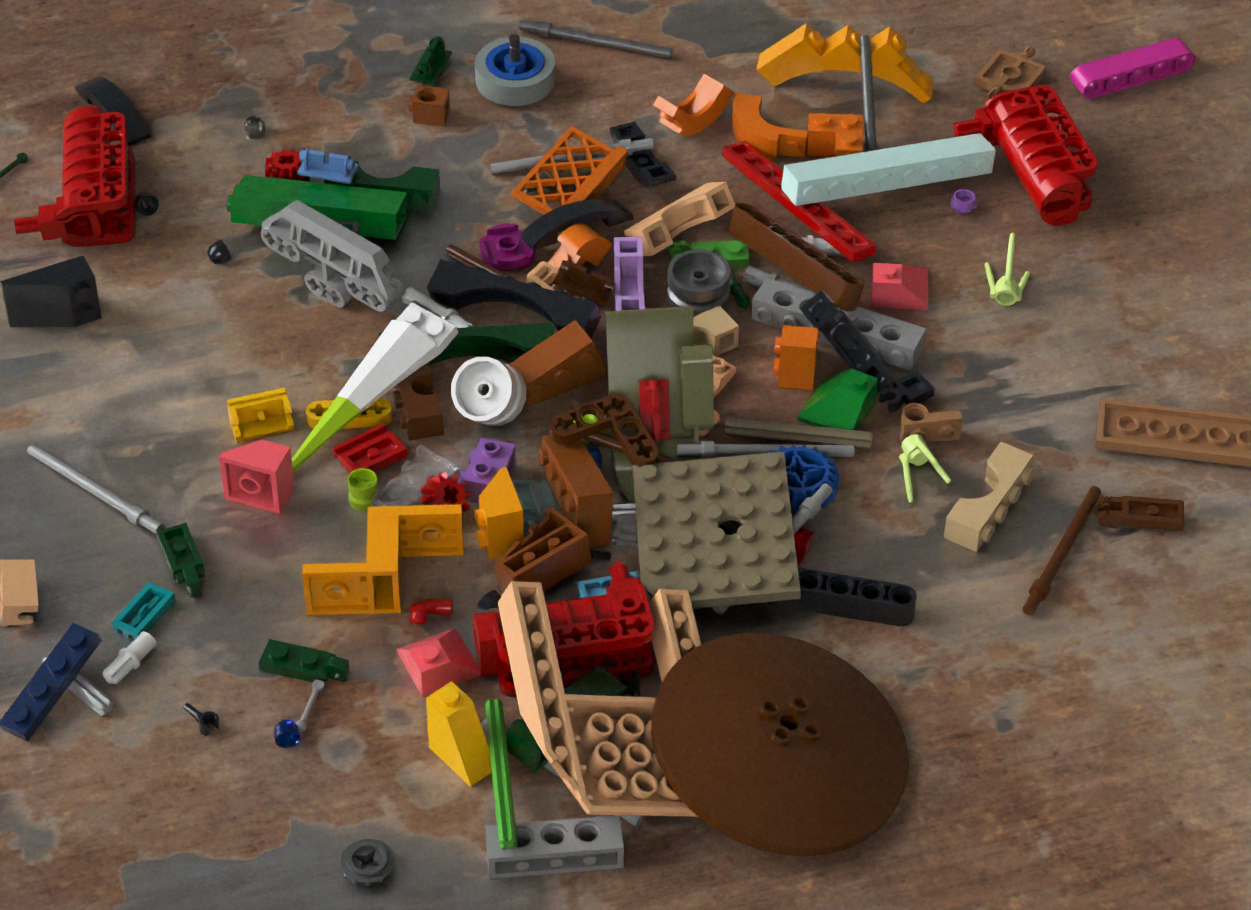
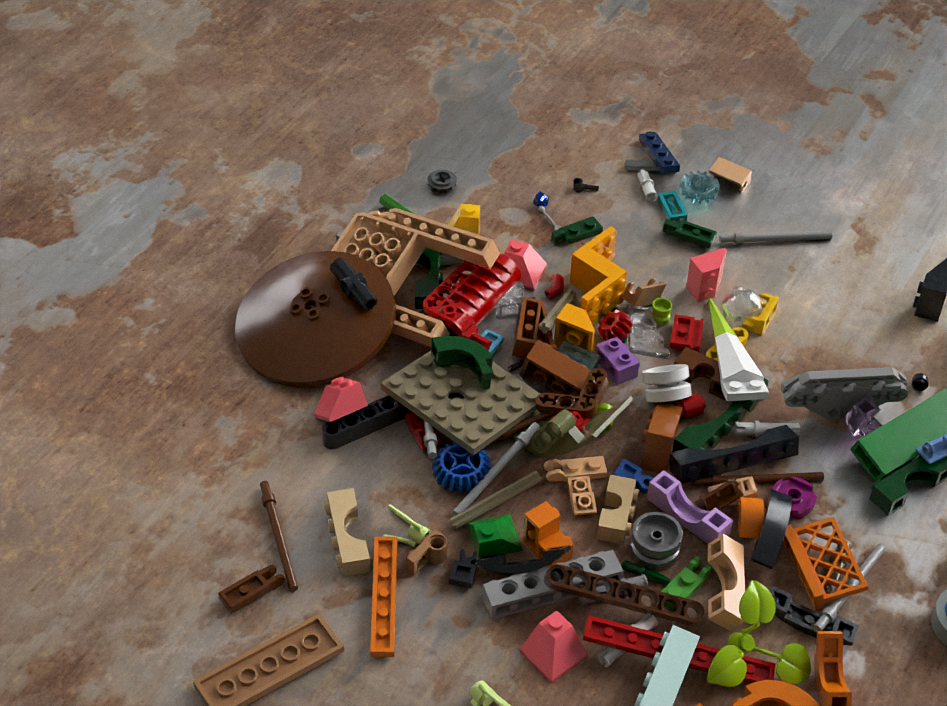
camera: 135 degrees right, 0 degrees up
(79, 602) = (699, 187): none -> clear light blue gear
(294, 423) = (741, 304): none -> clear cylinder
(349, 510) = (643, 294): none -> medium nougat hinge
(488, 547) = (549, 321): none -> dark tan axle
(678, 552) = (466, 353): none -> dark green arch
(722, 683) = (353, 284): none -> black piece
(730, 171) = (727, 666): none -> lime plant
(863, 619) = (340, 399): none -> coral slope
(1011, 421) = (384, 597): none -> orange plate

